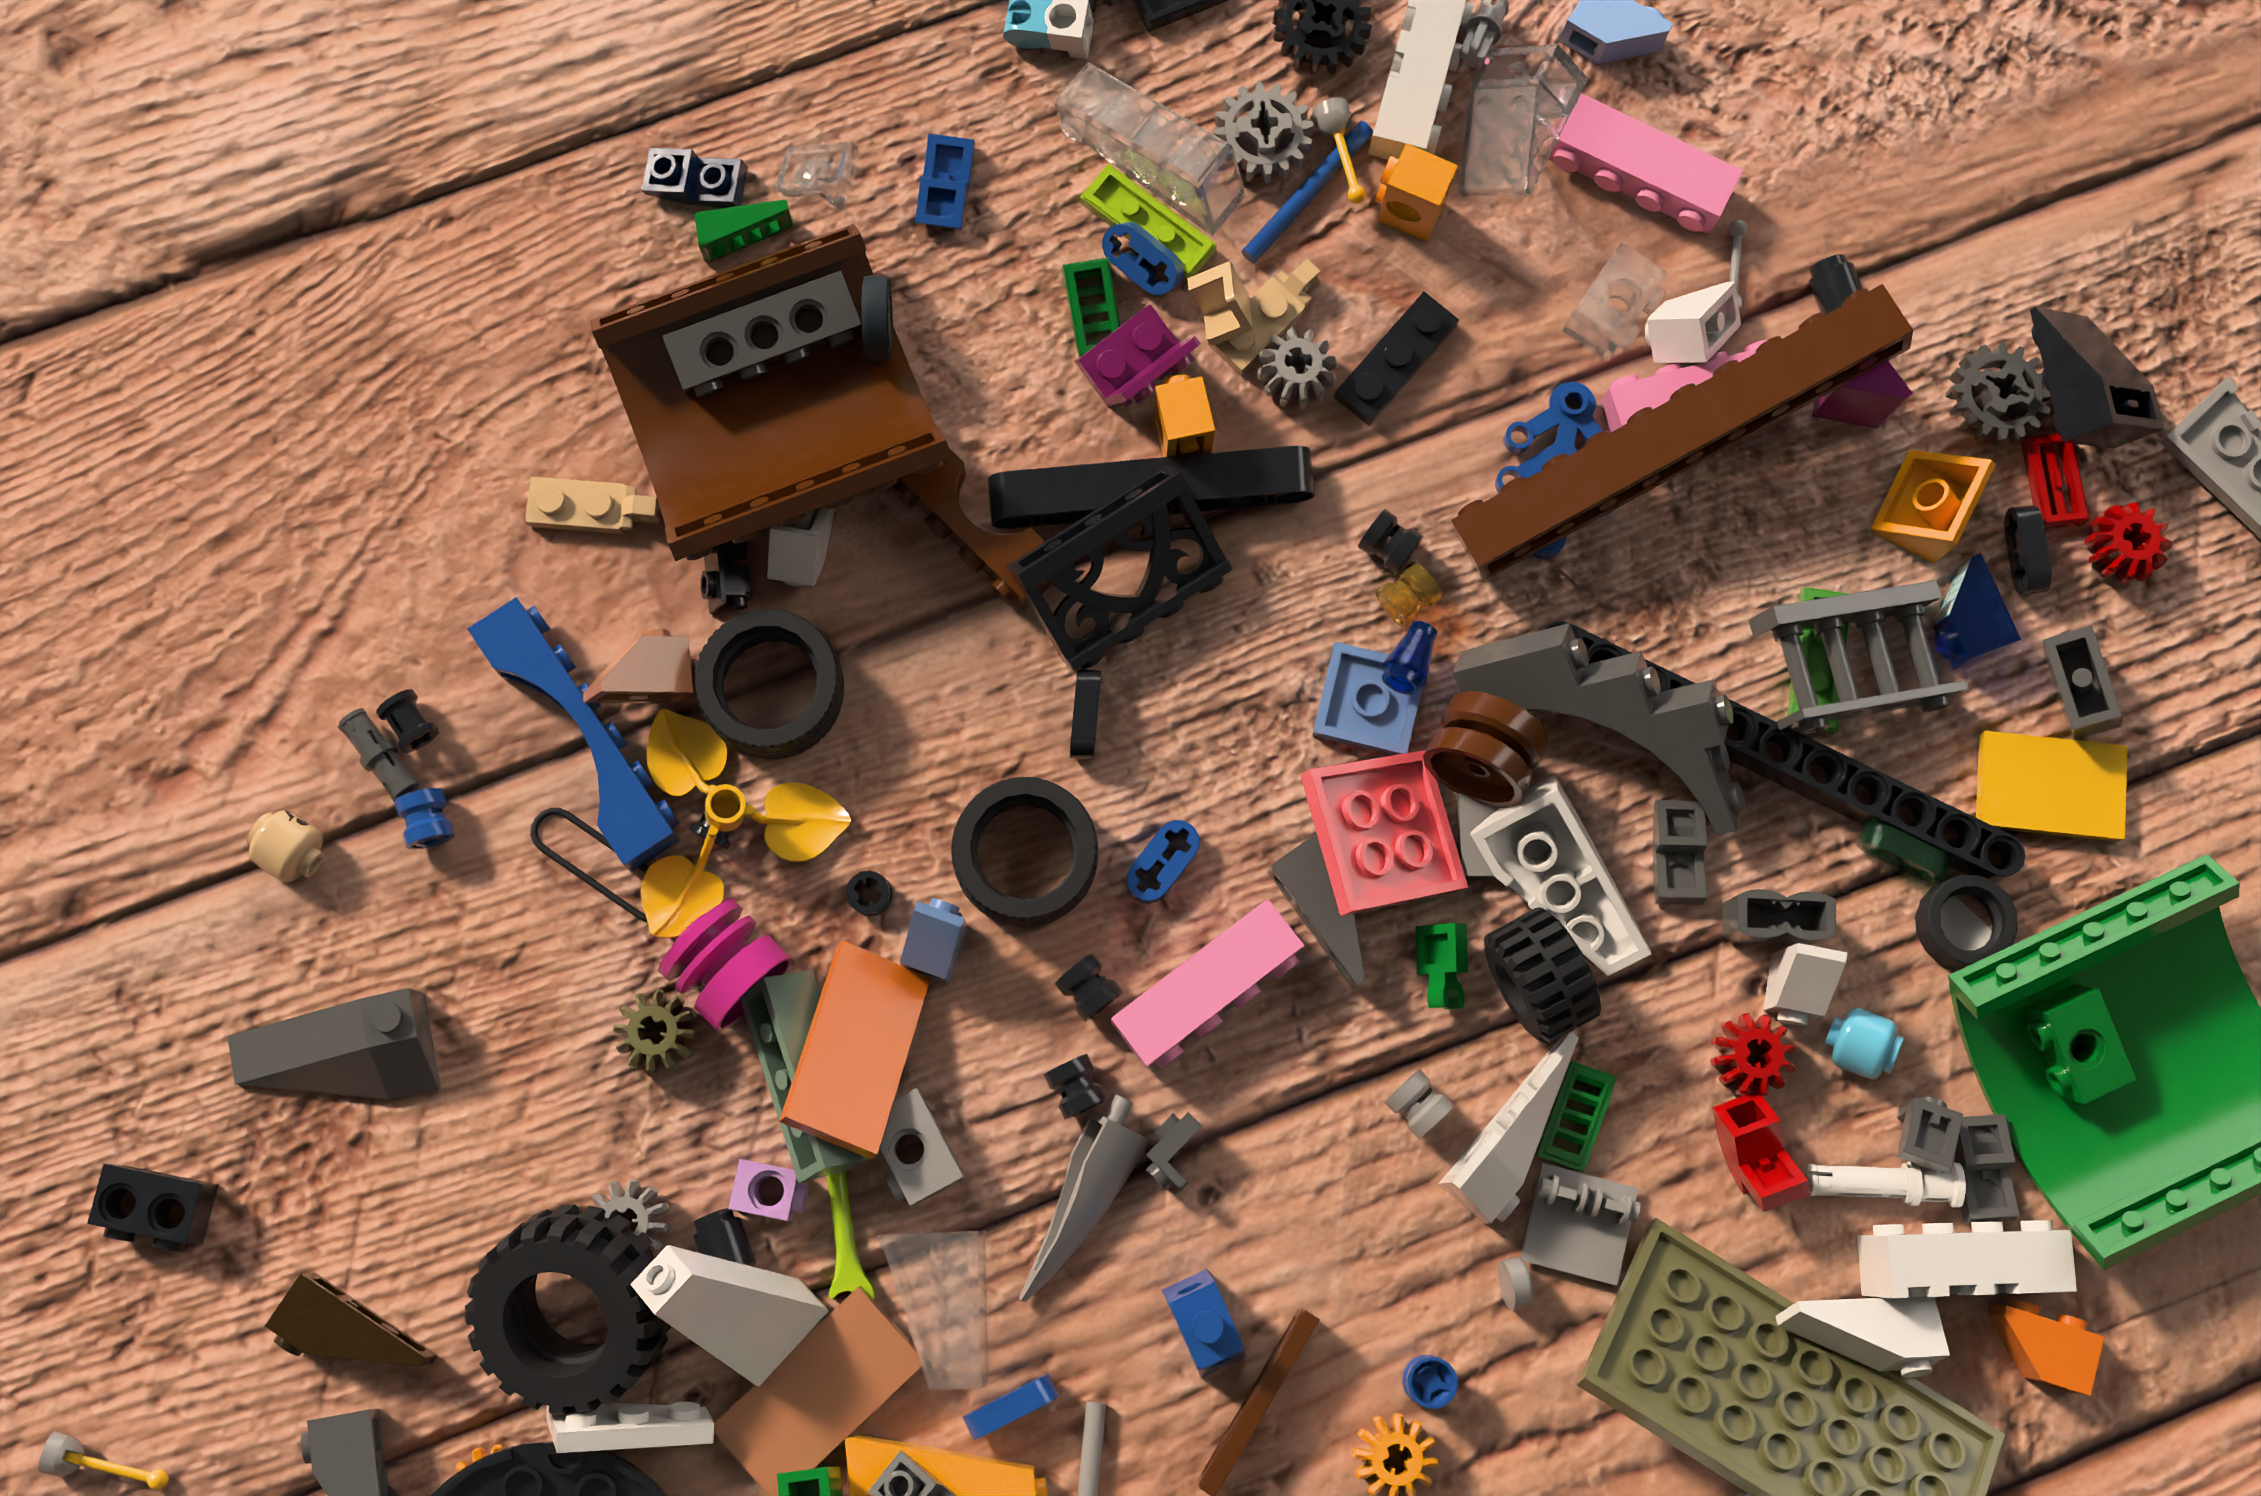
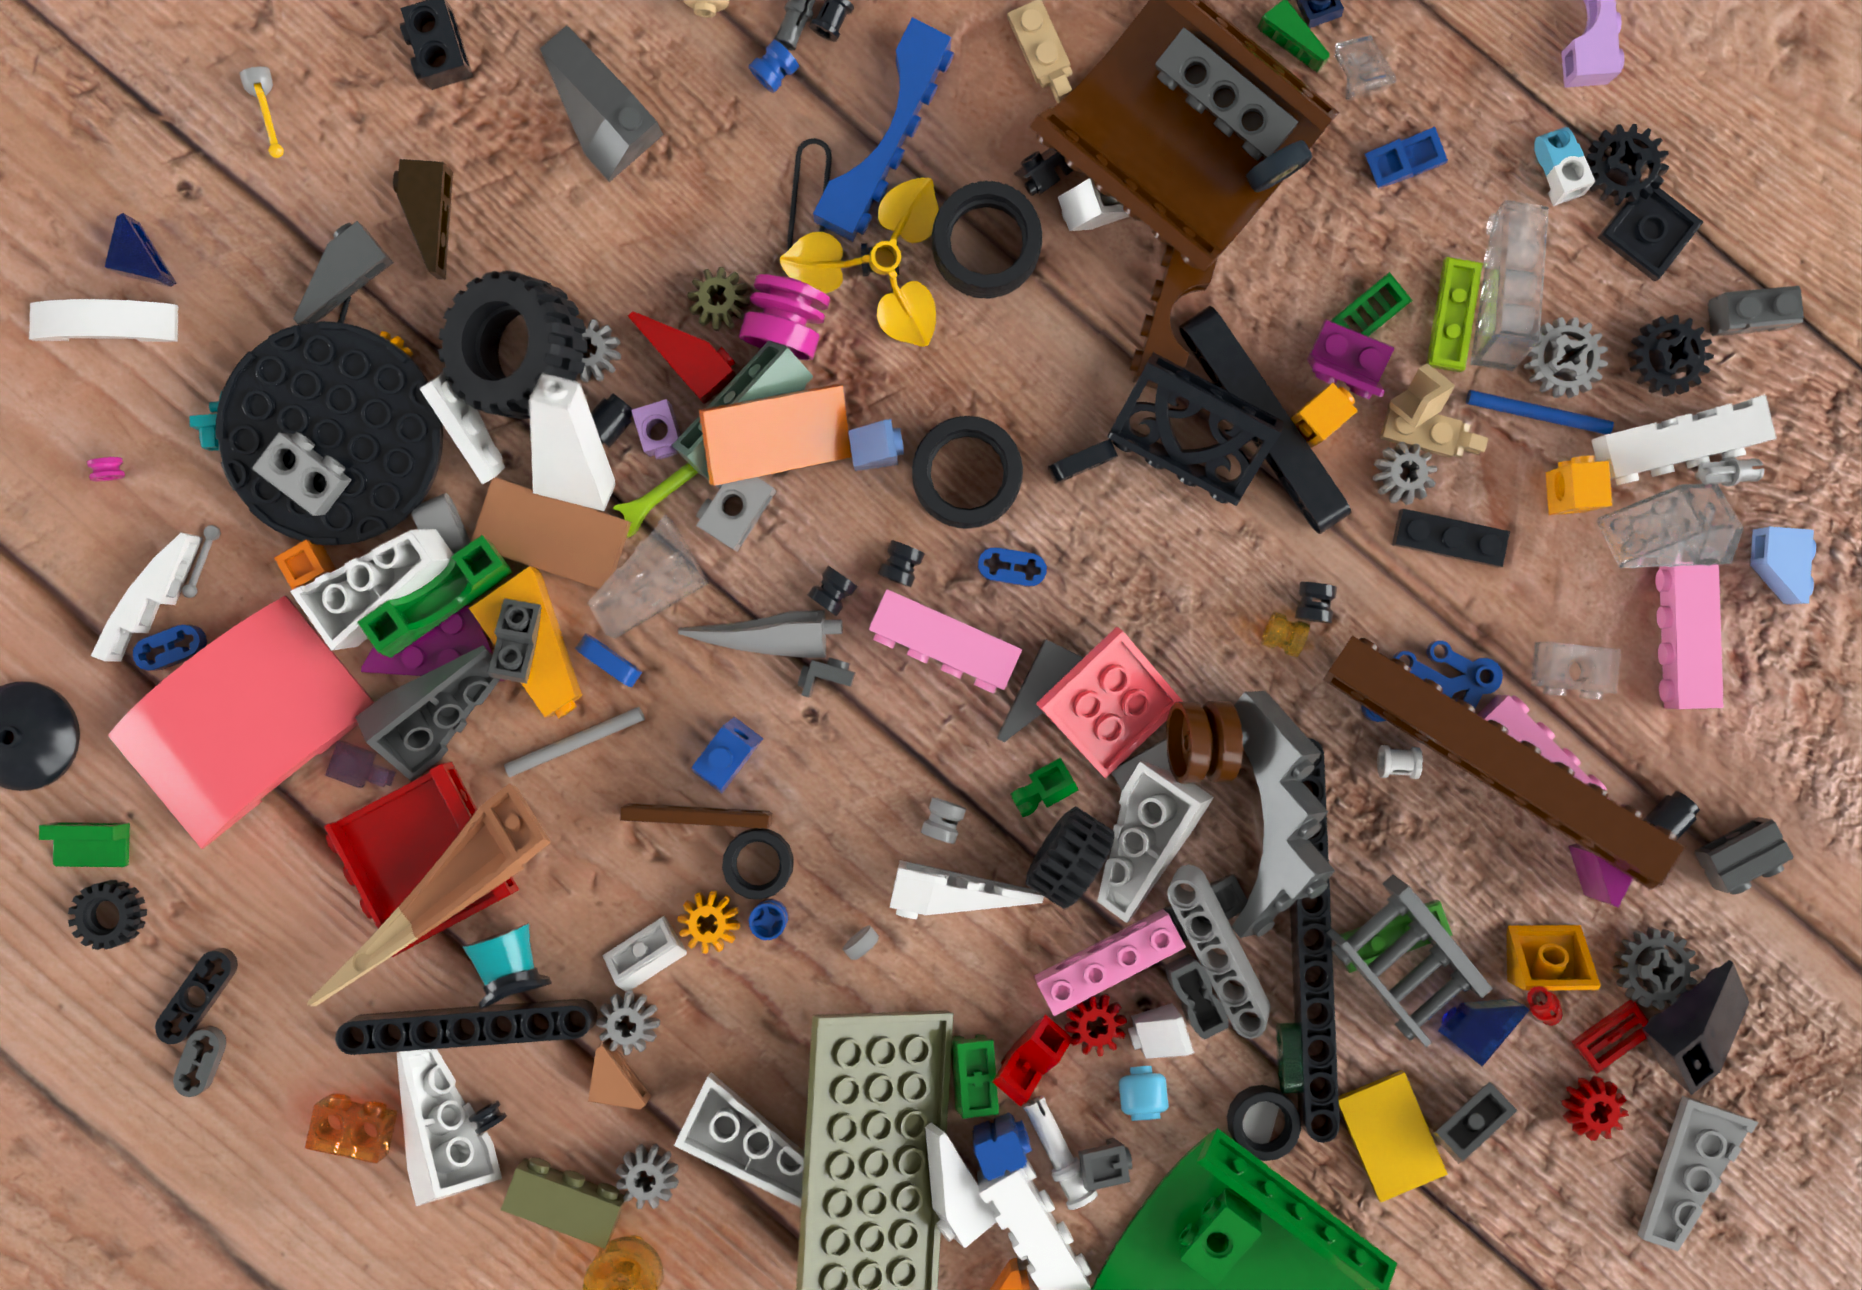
camera: 65 degrees right, 10 degrees up
(646, 672) = (949, 152): nougat slope -> none
(706, 1104) = (691, 357): none -> red slope
(882, 887) = (894, 392): black bush -> none
(1149, 250) = (1421, 324): blue beam -> none
(1334, 121) = (1601, 402): hinge -> none
(1360, 707) = (1198, 646): medium blue tile -> none
(1392, 1363) = (743, 887): none -> black tyre
(1410, 660) = (1238, 659): clear blue cone -> none
(1579, 1224) = (923, 965): light grey hinge -> none
(1592, 1122) = (1007, 938): green slope -> none
(1622, 546) = (1399, 762): none -> white bush
(1687, 998) = (1109, 961): none -> bright pink brick
(1693, 325) = (1588, 731): white slope -> none
(1737, 229) = (1622, 749): light grey hinge -> none
(1745, 1233) = (973, 1076): none -> green hinge
(1760, 870) = (1219, 967): none -> light grey beam
(1845, 1244) = (1001, 1145): none -> blue brick
(1919, 235) = (1744, 856): none -> dark grey brick
(1983, 529) = (1542, 1009): none -> red pin
(1986, 1155) = (1108, 1211): dark grey slope -> none
(2027, 549) = (1551, 1041): black beam -> none

